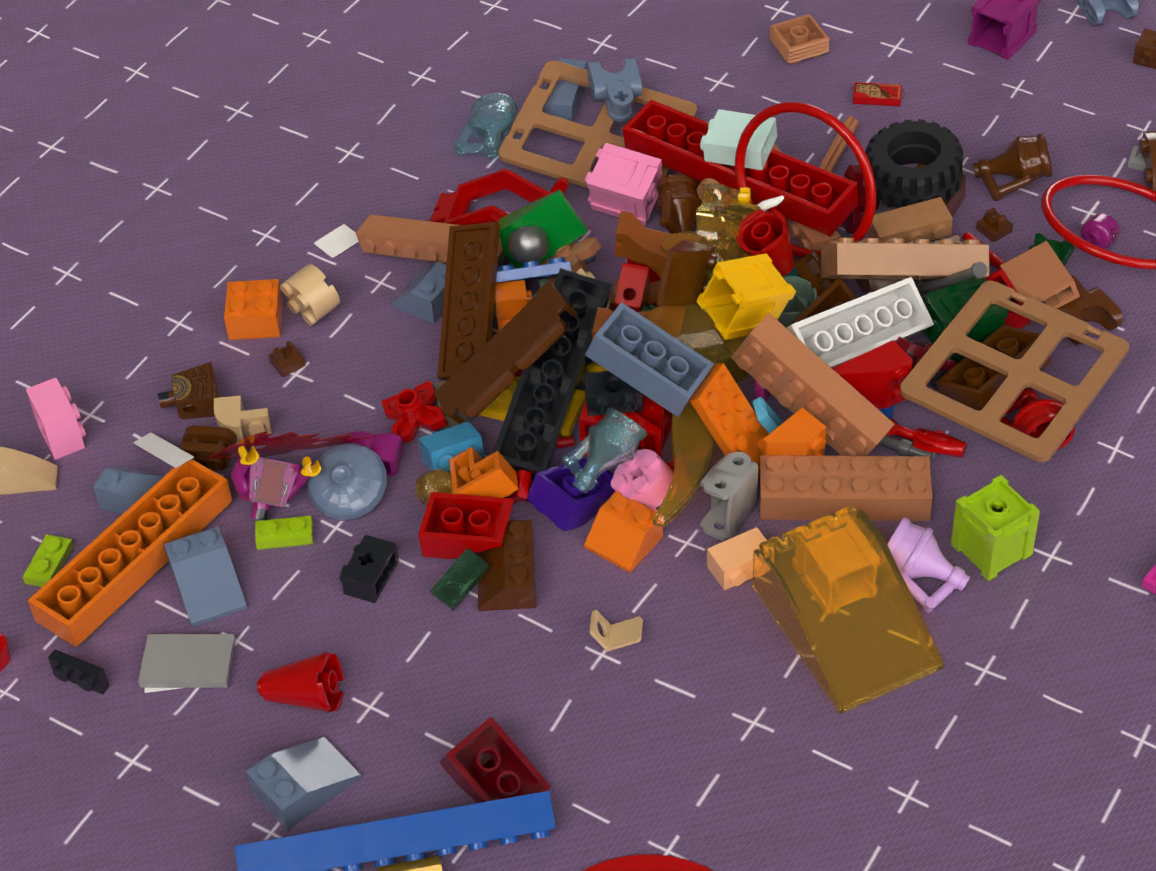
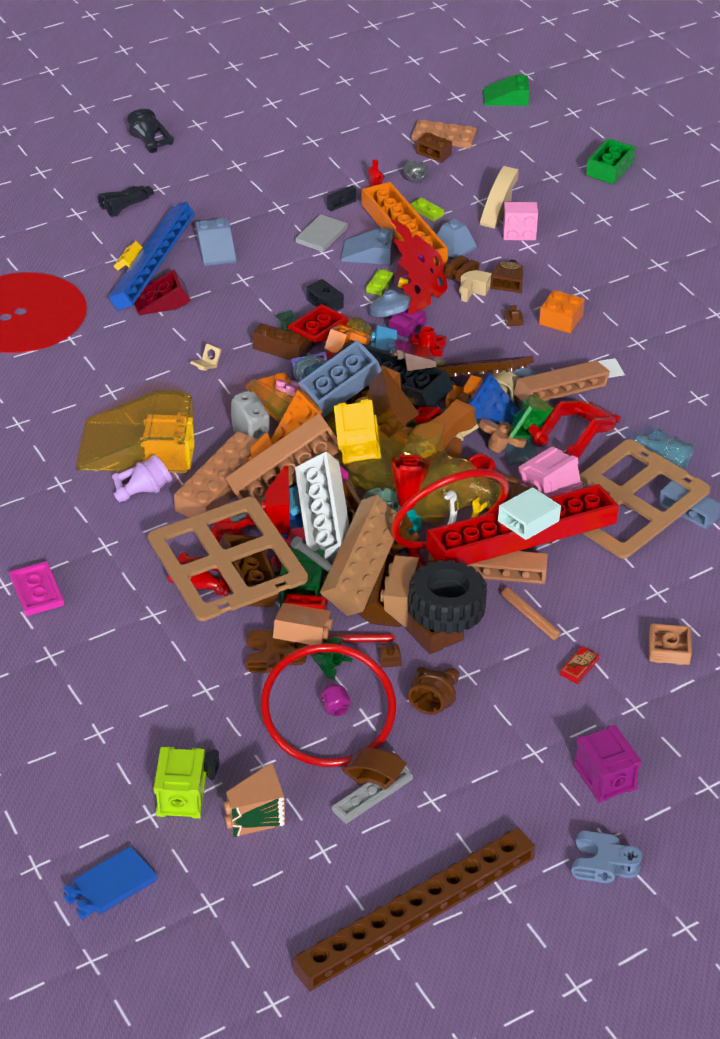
camera: 115 degrees right, 5 degrees down
(163, 450) = (467, 250): white sticker -> none
(305, 683) = (264, 254): red cone -> none
(310, 294) = (553, 329): tan brick -> none
(528, 244) = (512, 406): flat silver hair -> none
(615, 88) = (655, 506): sand blue piece -> none
(733, 559) = (210, 420): light nougat brick -> none
(994, 527) = (128, 504): lime container -> none

